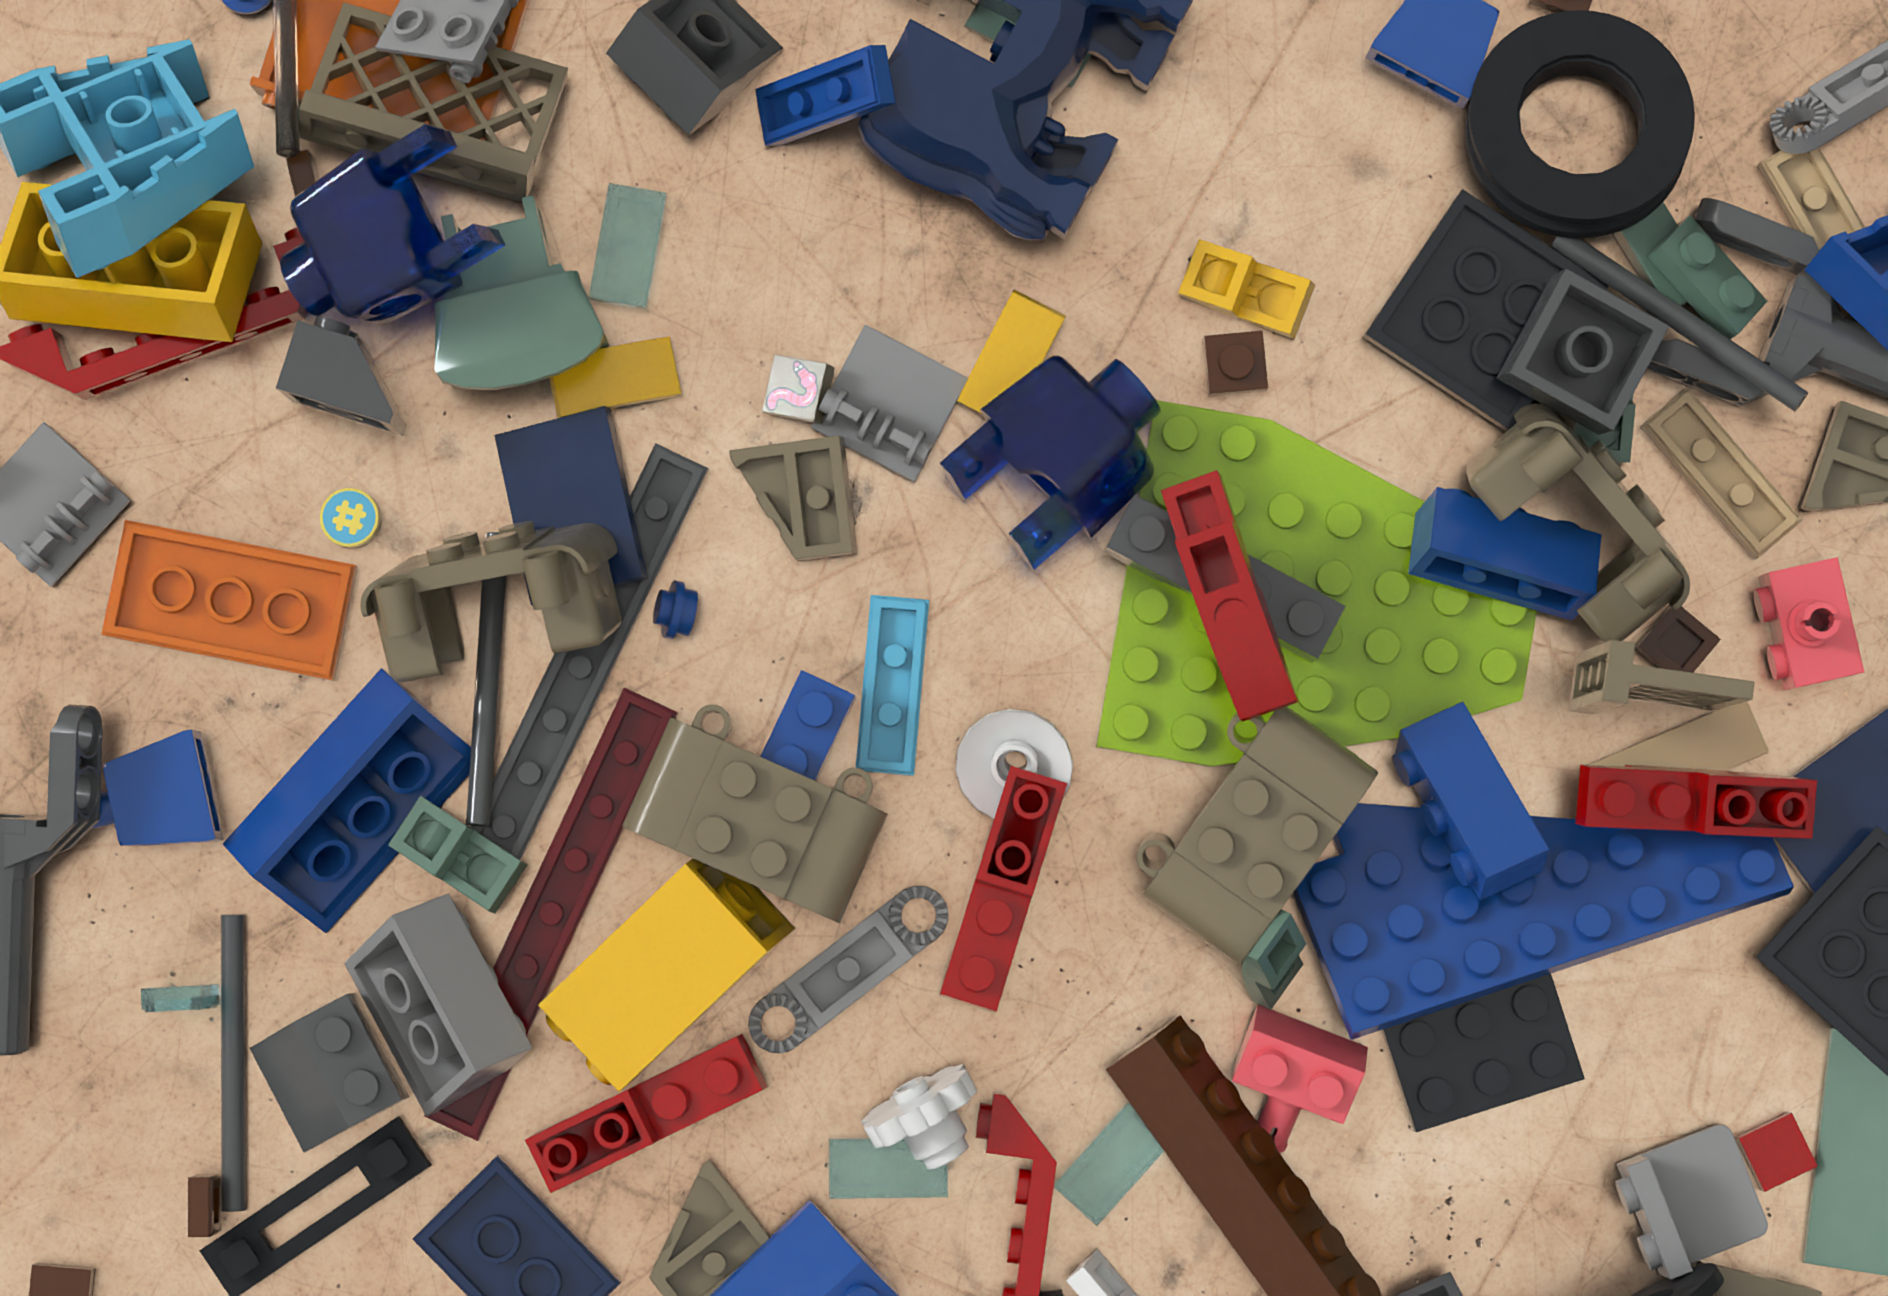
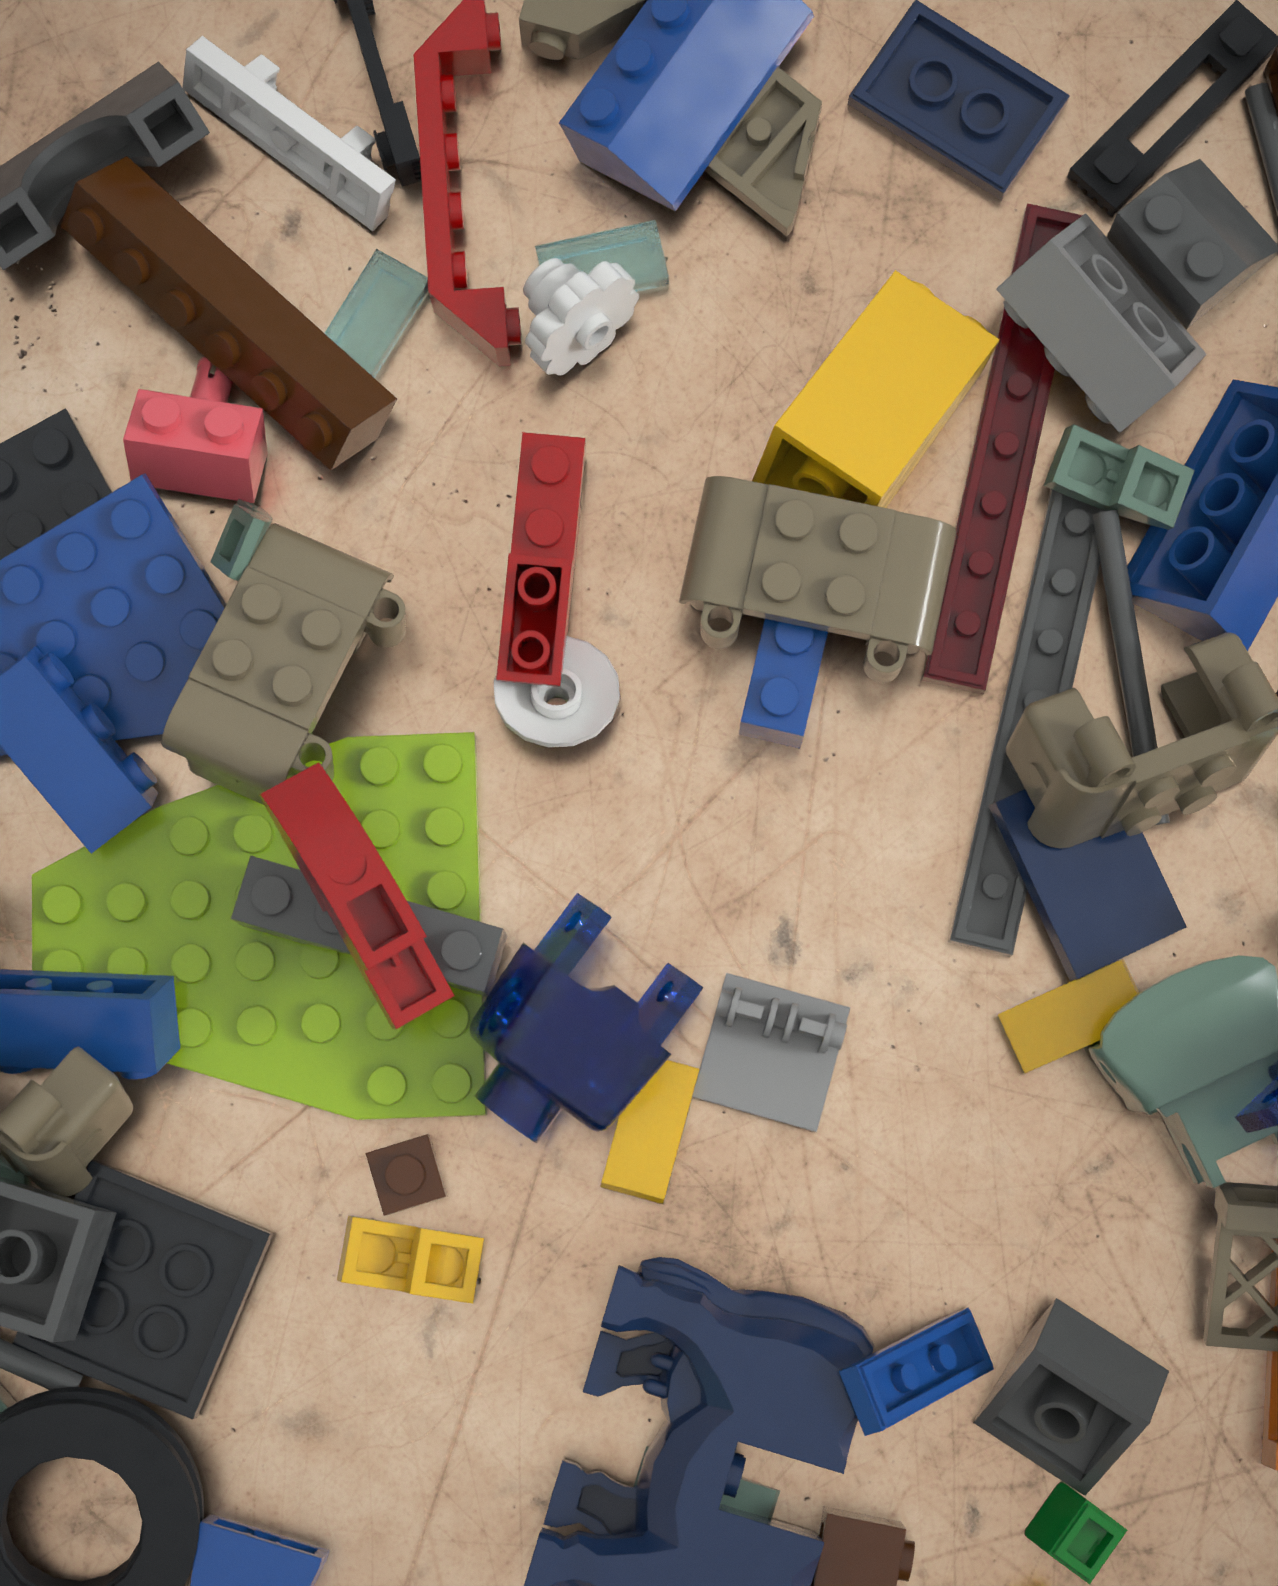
camera: 175 degrees right, 5 degrees down
(628, 246) = (1091, 1164): clear light blue tile -> none
(646, 1113) = (856, 266): red slope -> none
(675, 610) = (950, 781): blue plate -> none
(797, 389) = (873, 1045): tile -> none
(804, 493) = (840, 933): dark tan wing -> none
(848, 969) = (685, 450): light grey plate -> none
(892, 685) = (703, 753): medium azure tile -> none

